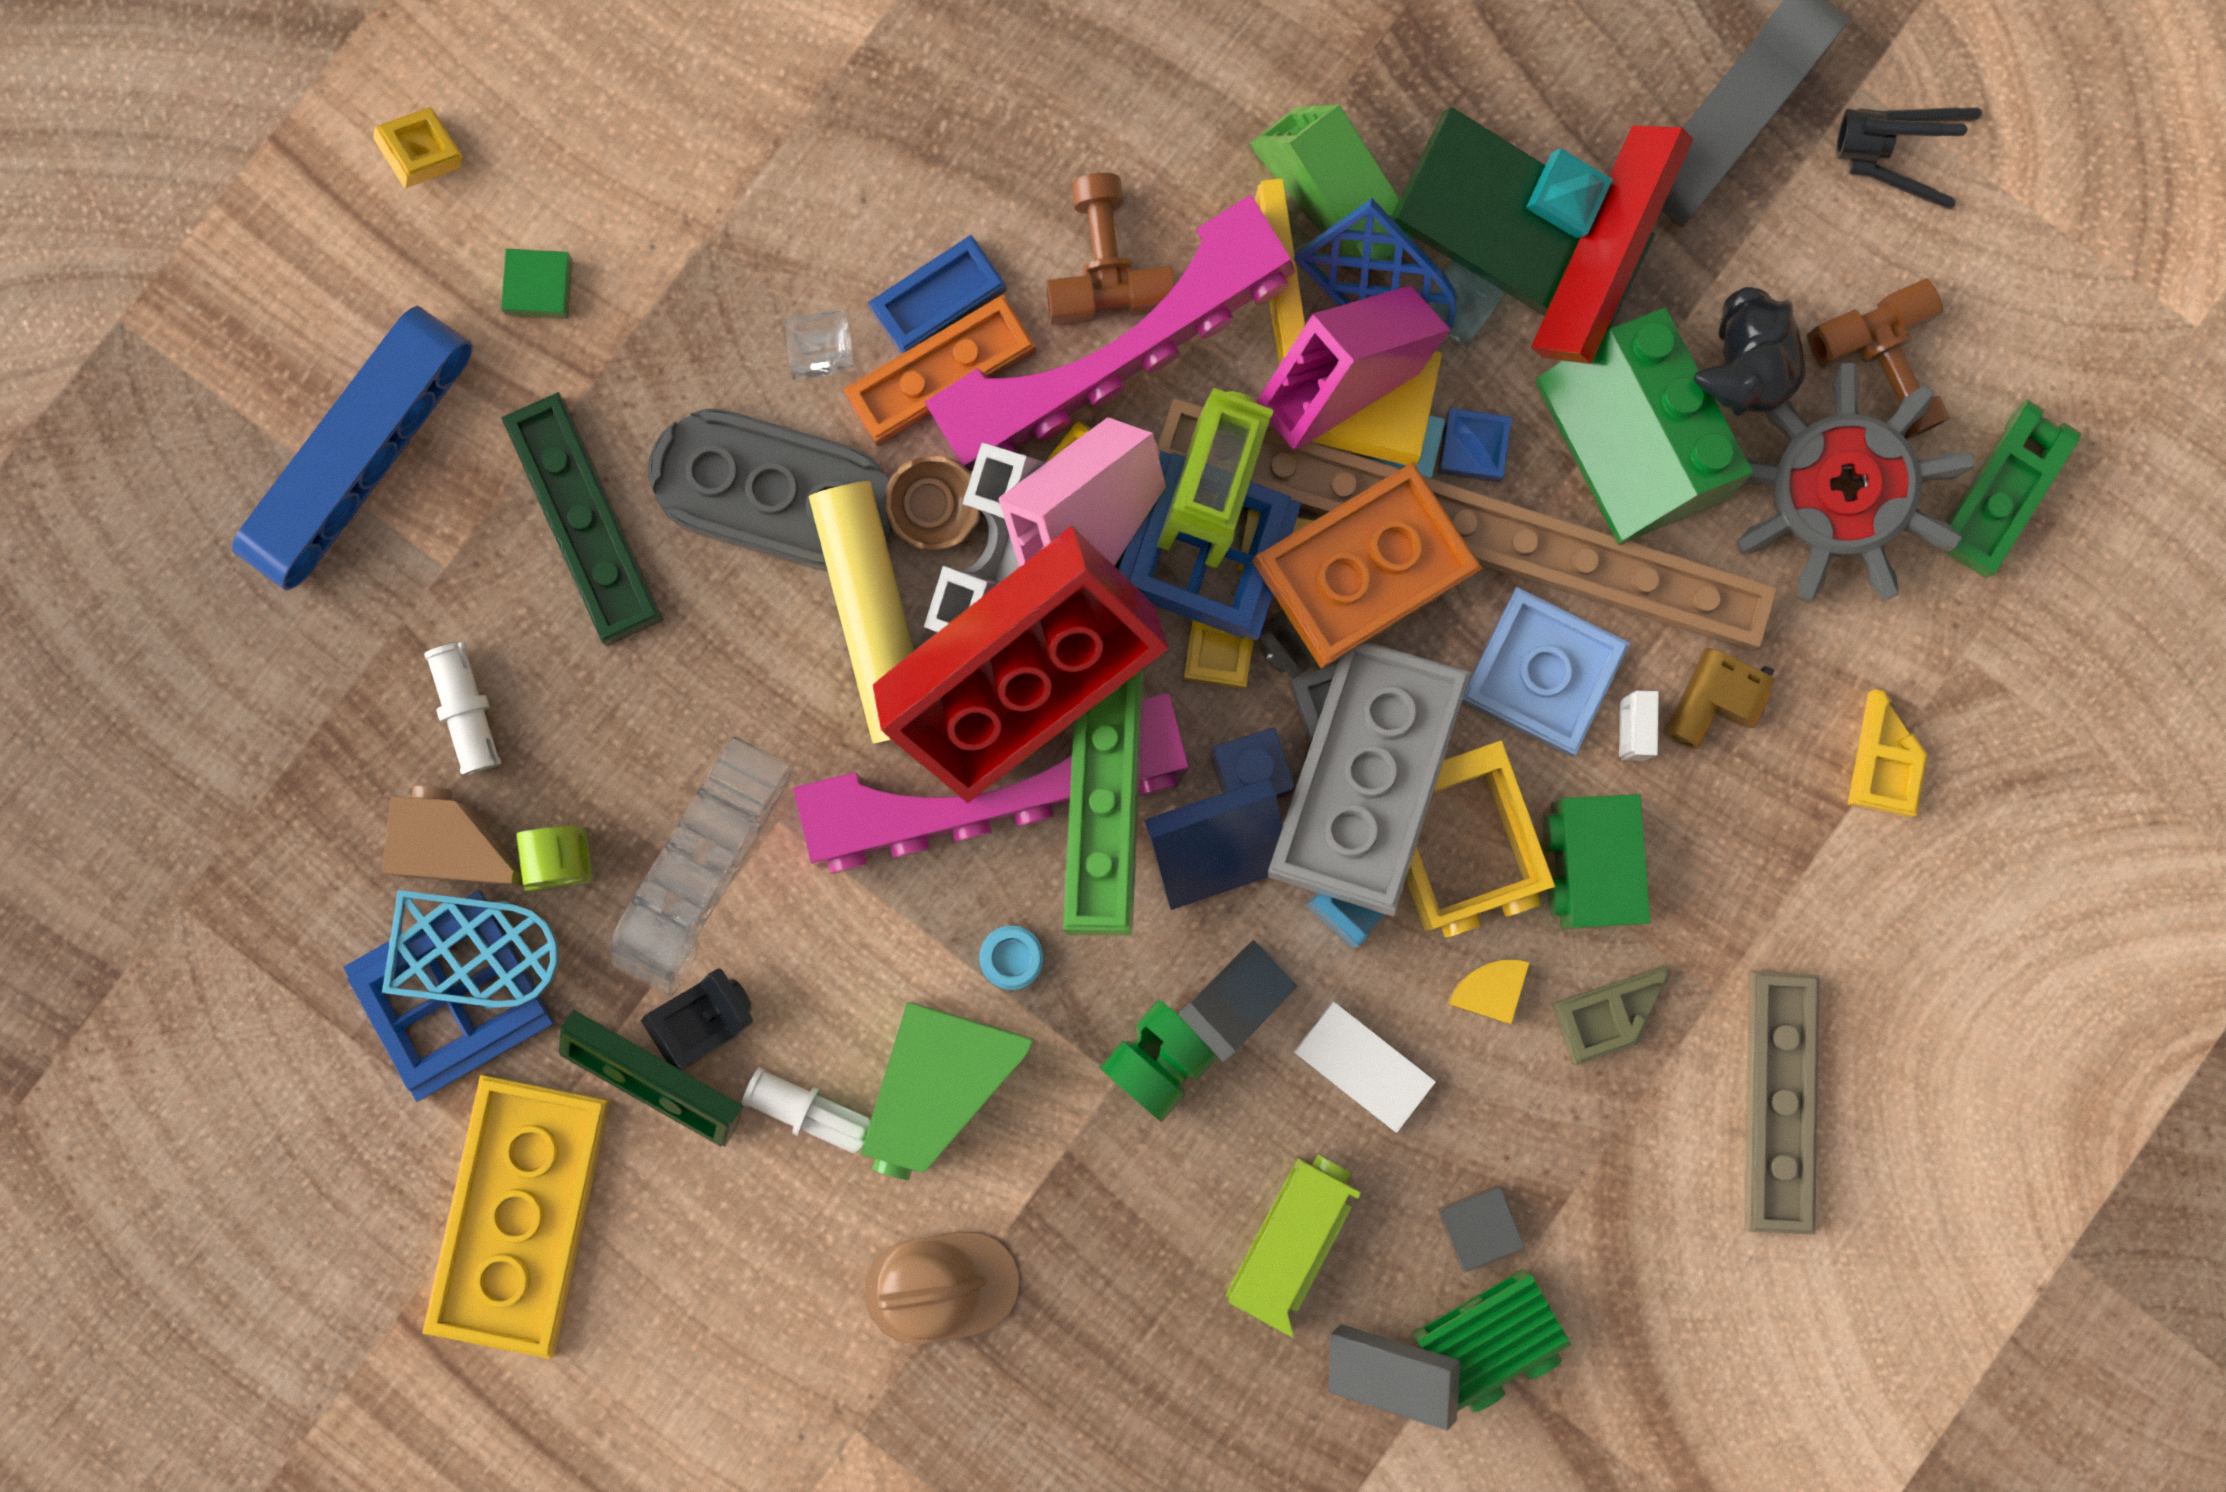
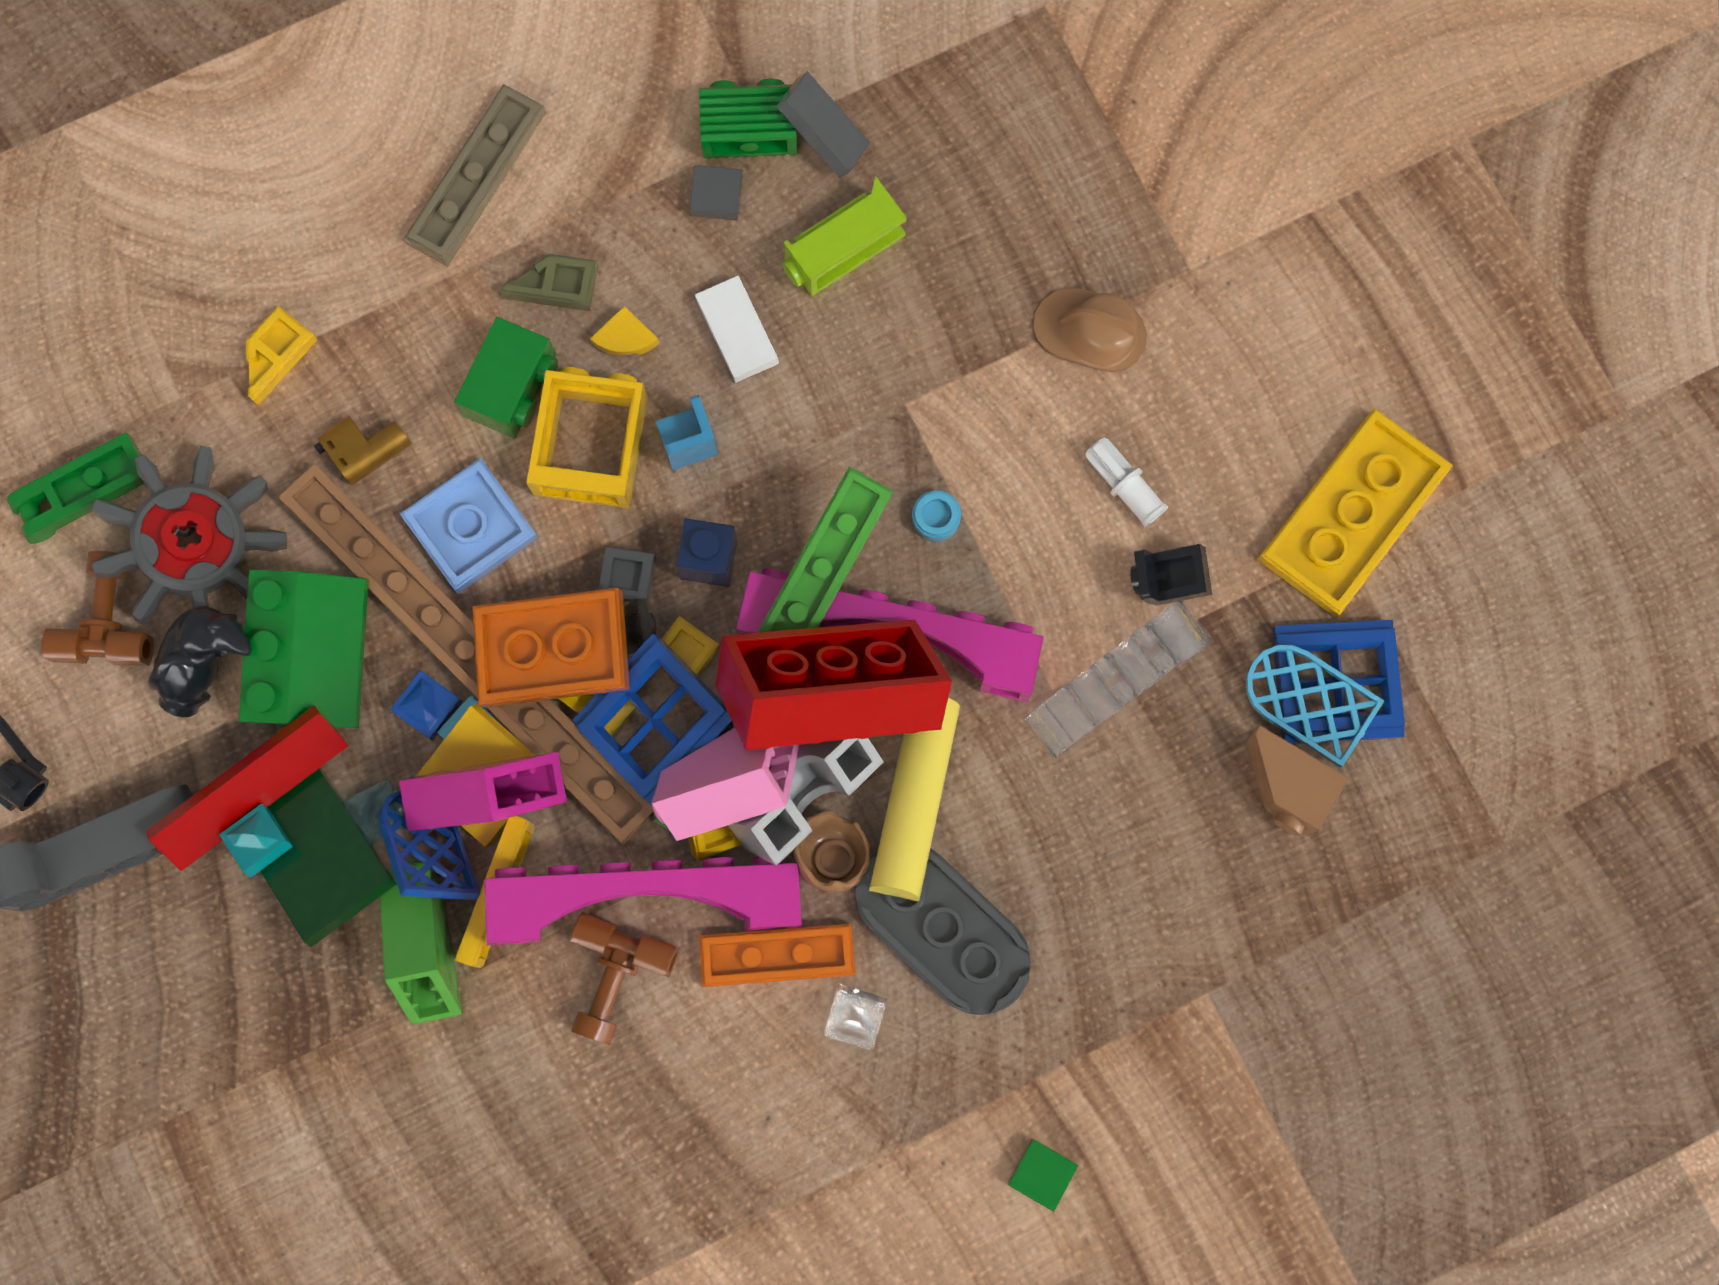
camera: 150 degrees left, 5 degrees down
(352, 448) = (1235, 1113): blue beam -> none
(463, 708) = (1239, 876): white pin -> none
(554, 857) = (1222, 735): lime leg -> none
(582, 519) = (1090, 977): dark green tile -> none
(649, 1079) = (1224, 552): dark green tile -> none
(935, 1085) = (1027, 453): bright green slope -> none
(937, 295) = (750, 1012): blue tile -> none
(1159, 1060) = (887, 387): green wheel -> none
(1216, 843) = (756, 511): dark blue tile -> none
(1217, 472) = (622, 759): lime window -> none
(1237, 1000) = (798, 404): dark grey tile -> none
(1369, 777) = (628, 500): light grey tile -> none
(1638, 726) = (427, 453): white tile -> none

